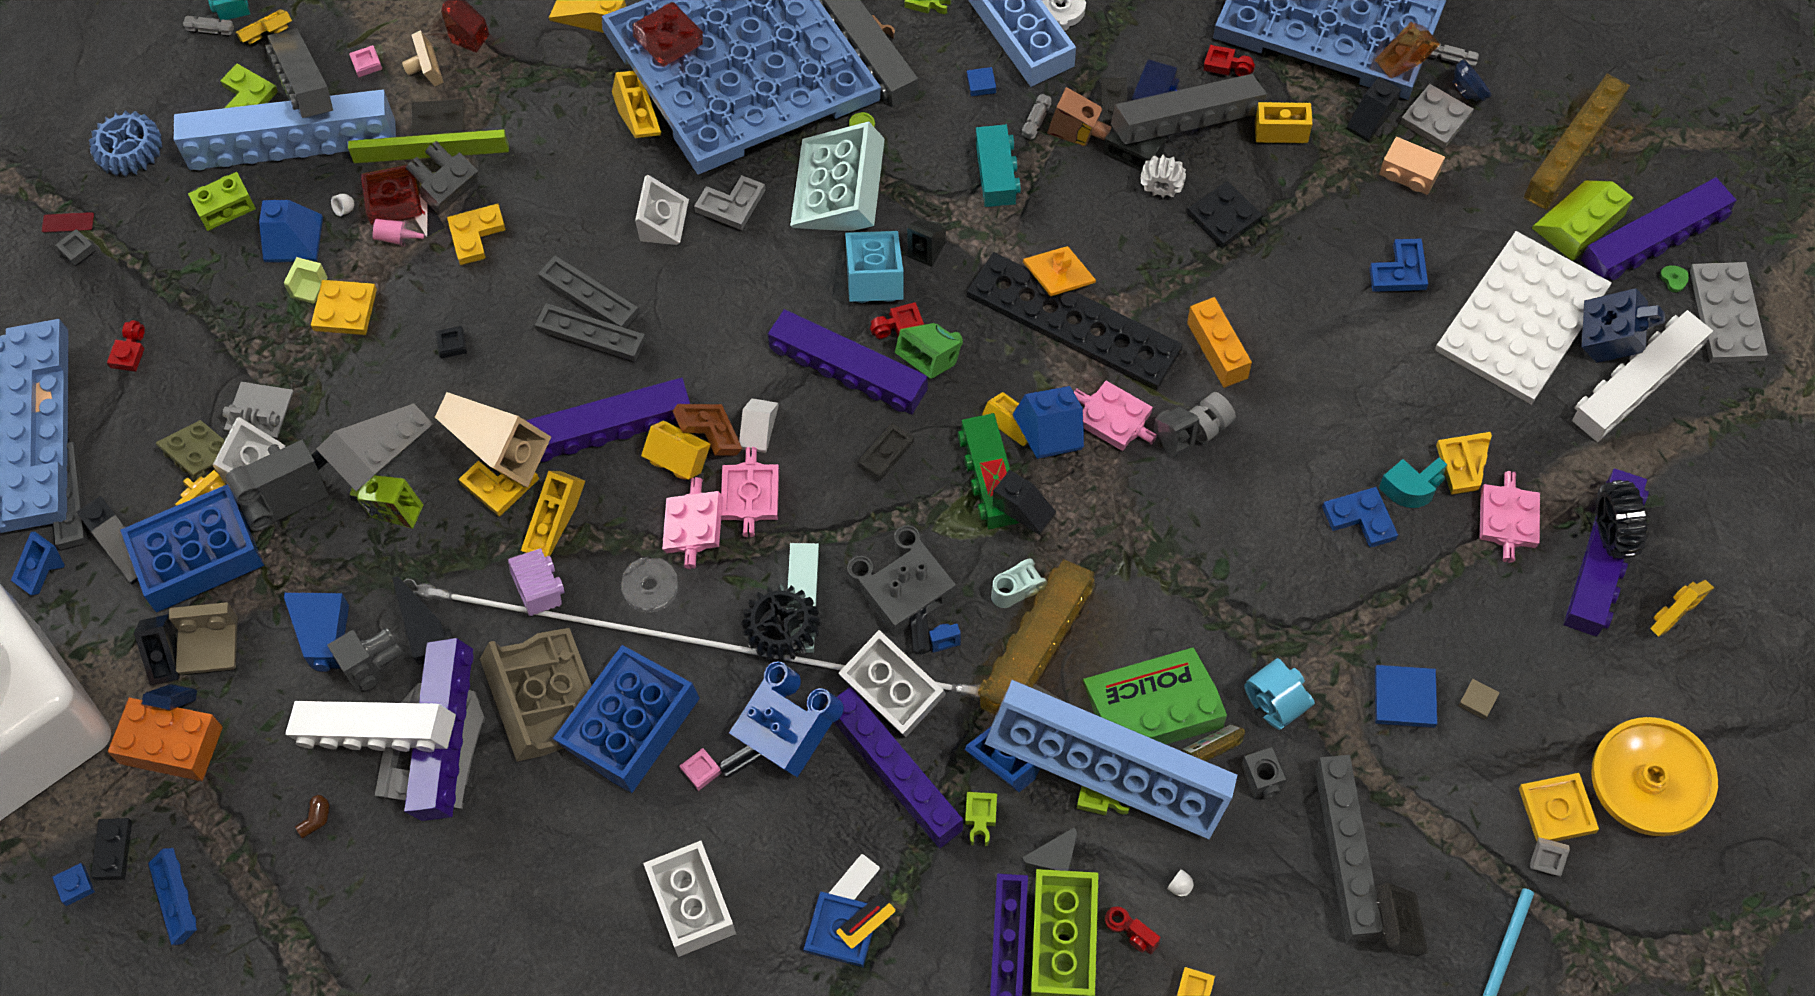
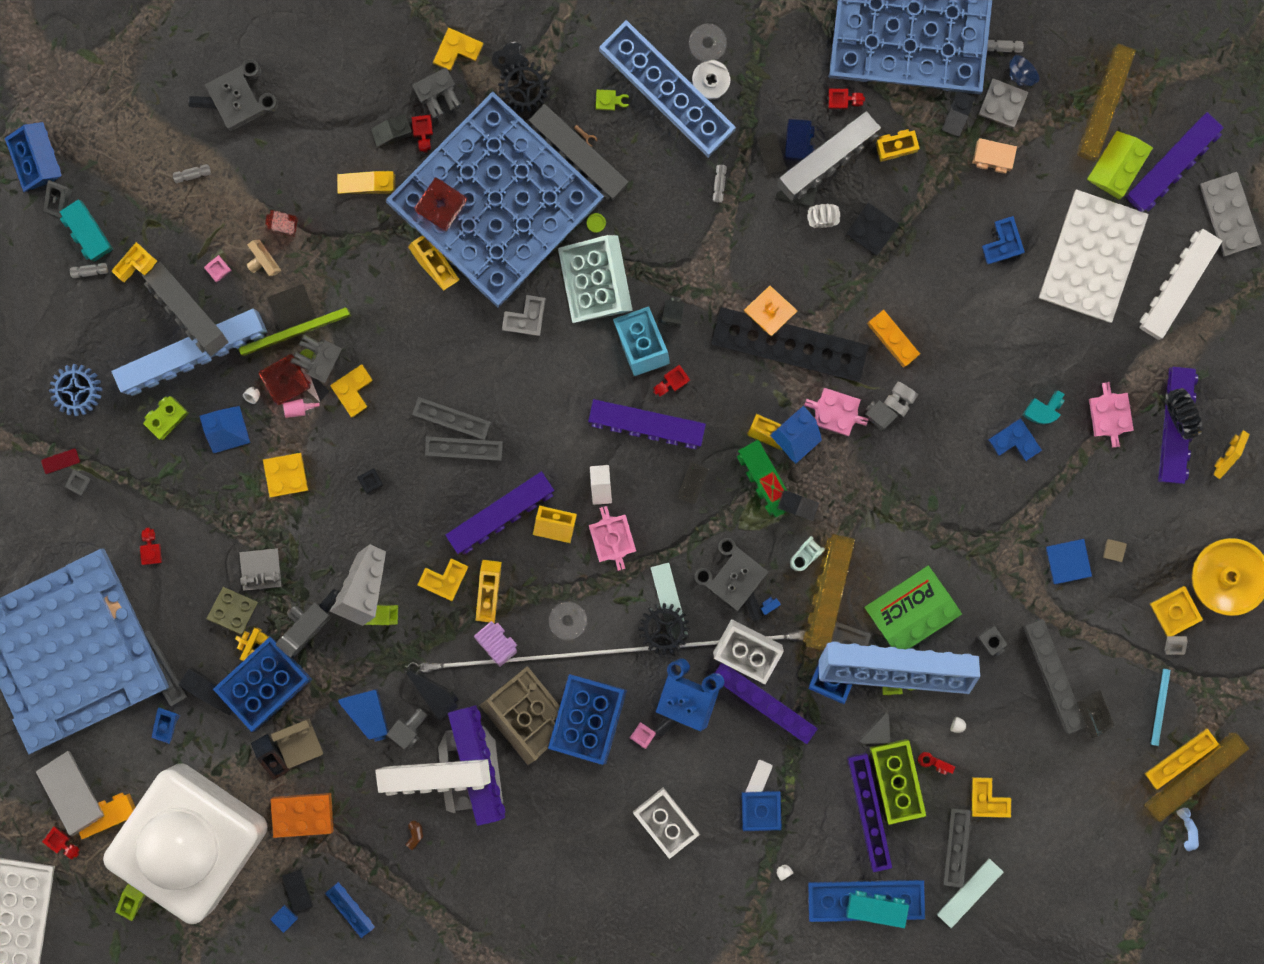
camera: 20 degrees left, 25 degrees up
(169, 696) = (294, 789): dark blue tile -> none
(243, 446) = (271, 608): white slope -> none
(248, 87) = (147, 319): lime plate -> none
(305, 280) = (251, 464): yellowish green panel -> none
(495, 436) = (434, 556): slope -> none
(660, 213) = (481, 341): white slope -> none
(692, 522) = (582, 571): bright pink plate -> none
(713, 422) = (571, 495): dark orange plate -> none
(865, 921) = (775, 803): sticker -> none
(929, 348) = (701, 400): bright green torso -> none
(980, 813) = (825, 715): lime plate -> none
(981, 81) = (671, 163): blue tile -> none
(997, 165) = (703, 235): teal brick -> none
(1077, 119) = (744, 184): nougat torso -> none
(1216, 743) = (956, 629): clear yellow slope -> none
(1279, 693) = (991, 588): medium azure brick -> none
(1407, 50) = (973, 66): clear orange slope -> none
(1464, 461) = (1074, 382): yellow wing -> none
(1618, 324) = (1158, 255): dark blue hinge -> none
(1674, 277) = (1191, 195): bright green piece -> none

